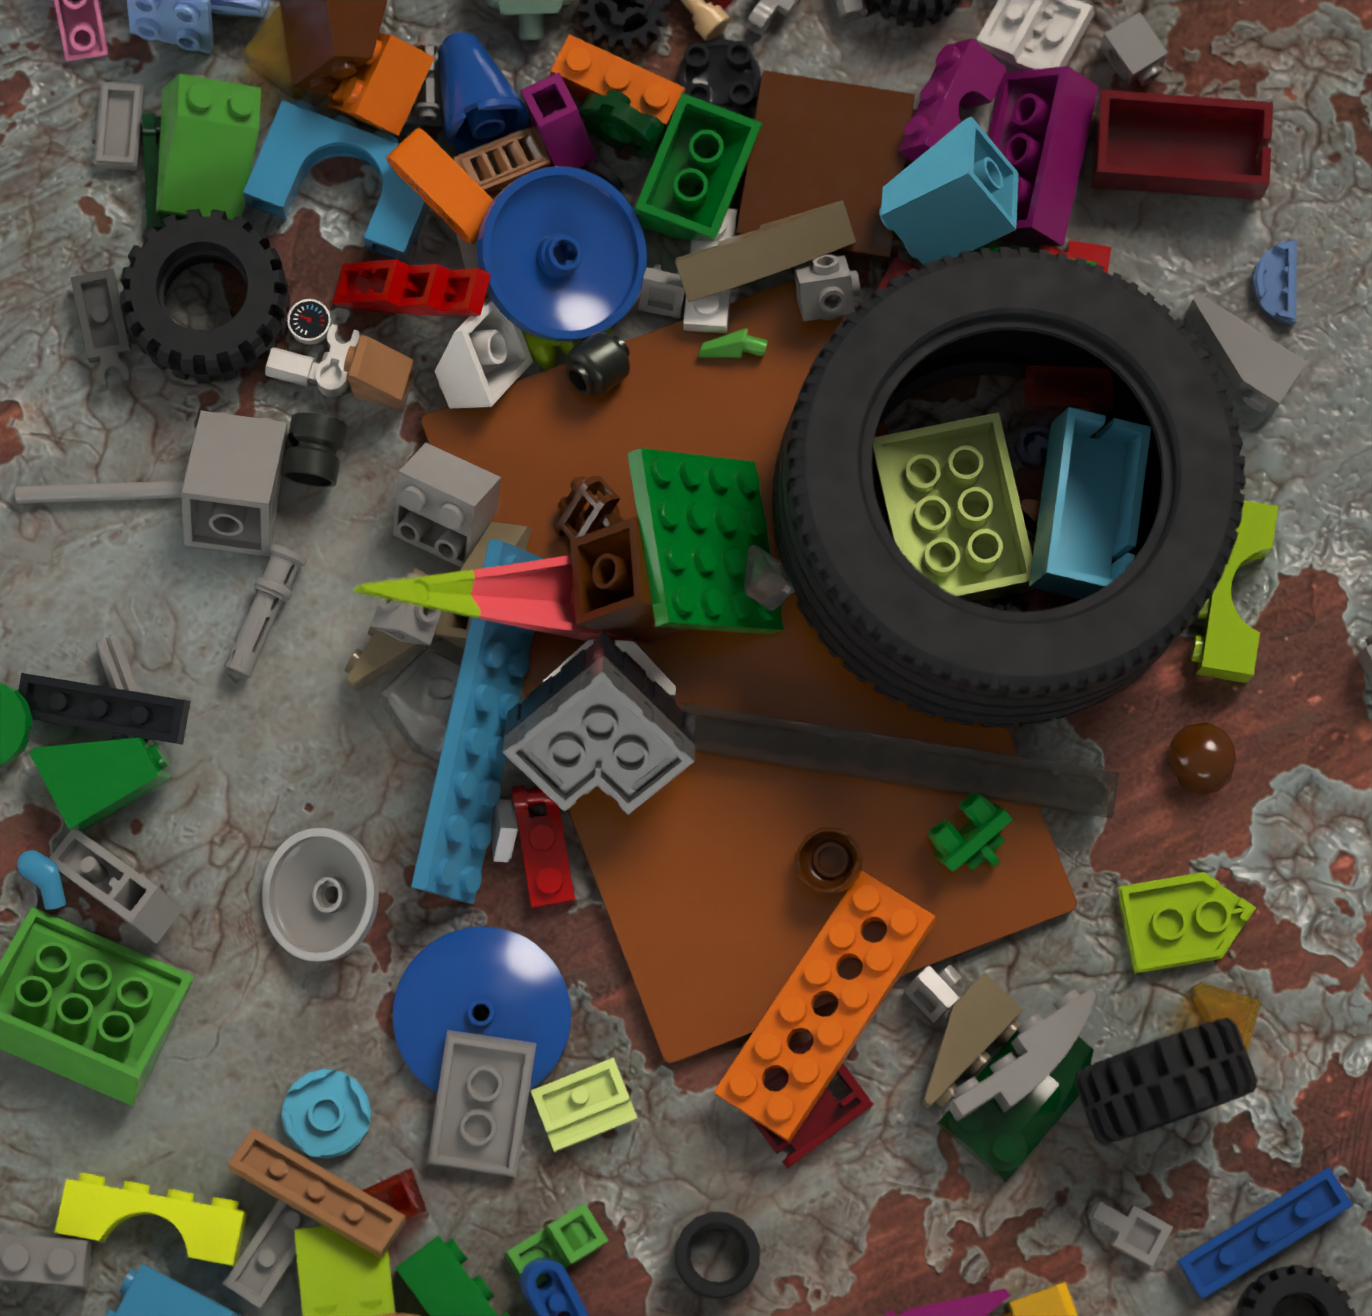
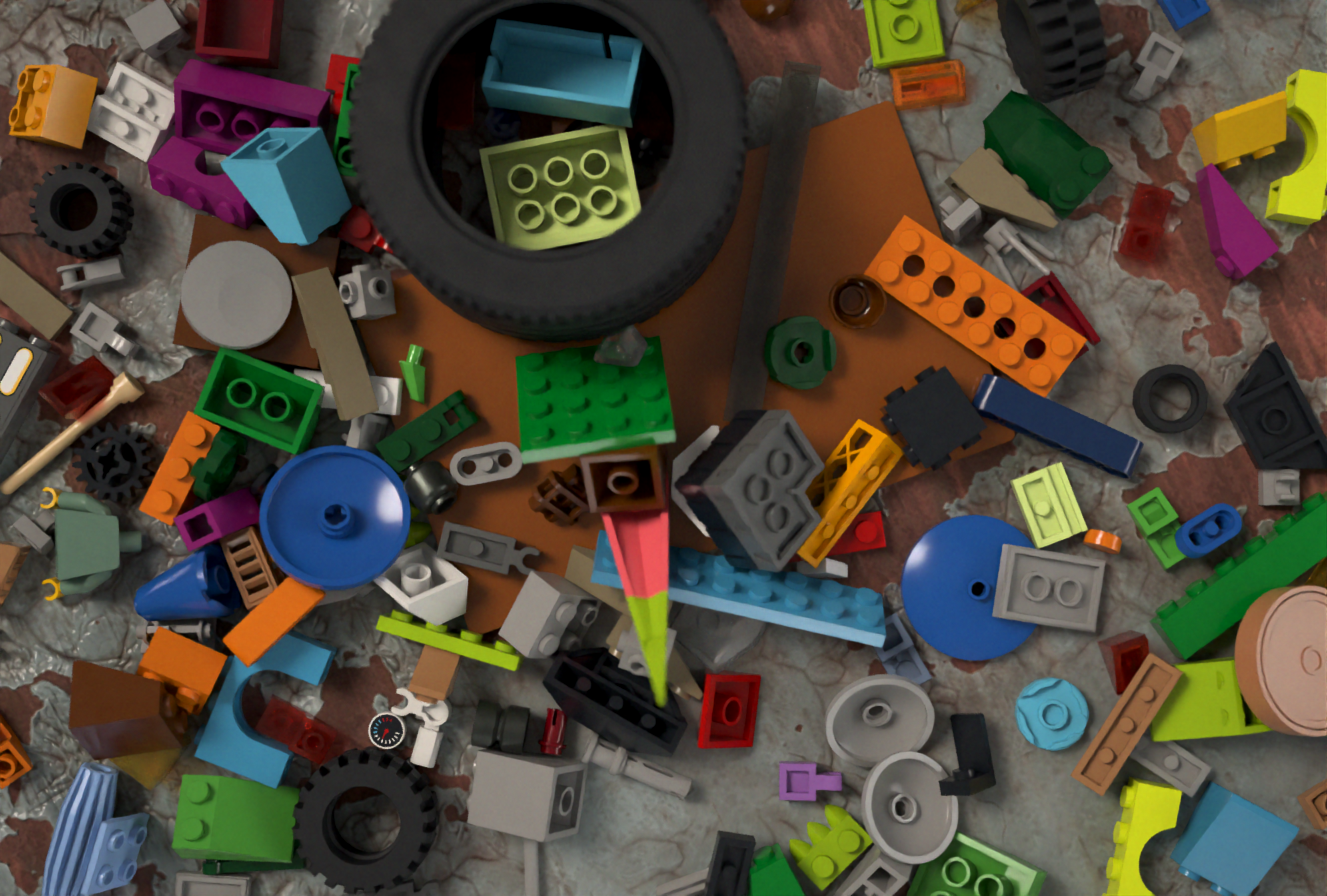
camera: 85 degrees left, 10 degrees up
(164, 847) = (831, 848): none -> lime plate
(219, 958) = (924, 817): none -> light grey dish
(246, 807) = (800, 781): none -> medium lavender plate
(275, 1015) = (973, 757): none -> black bracket
(307, 514) = (554, 732): none -> dark red pin
(310, 218) = (297, 729): none -> clear red slope
(322, 610) = (615, 702): none -> black wedge
(333, 716) = (728, 709): none -> red slope
(403, 923) = (899, 654): none -> sand blue slope
(411, 290) = (364, 644): red slope -> none
(412, 407) = (465, 644): none -> lime plate
(525, 425) = (482, 549): none -> dark grey plate
(539, 1171) = (1102, 541): none -> orange tile
(594, 851) = (849, 493): none -> light orange fence
(627, 430) = (487, 463): none -> light grey plate
(662, 361) = (427, 433): none -> dark green plate
(680, 1110) = (1057, 426): none -> dark blue beam
(687, 951) = (931, 418): none -> black brick
(721, 73) = (174, 380): black dish -> none
(749, 812) = (780, 348): none -> dark green plate
(819, 138) = (236, 295): none -> light grey piece
(912, 1047) = (1005, 237): none -> light grey plant
(937, 1224) = (1144, 222): none -> clear red slope
(976, 840) = (839, 183): green hips -> none
(1040, 1050) = (1017, 128): light grey slope -> none
(1099, 952) = (928, 84): none -> clear orange slope

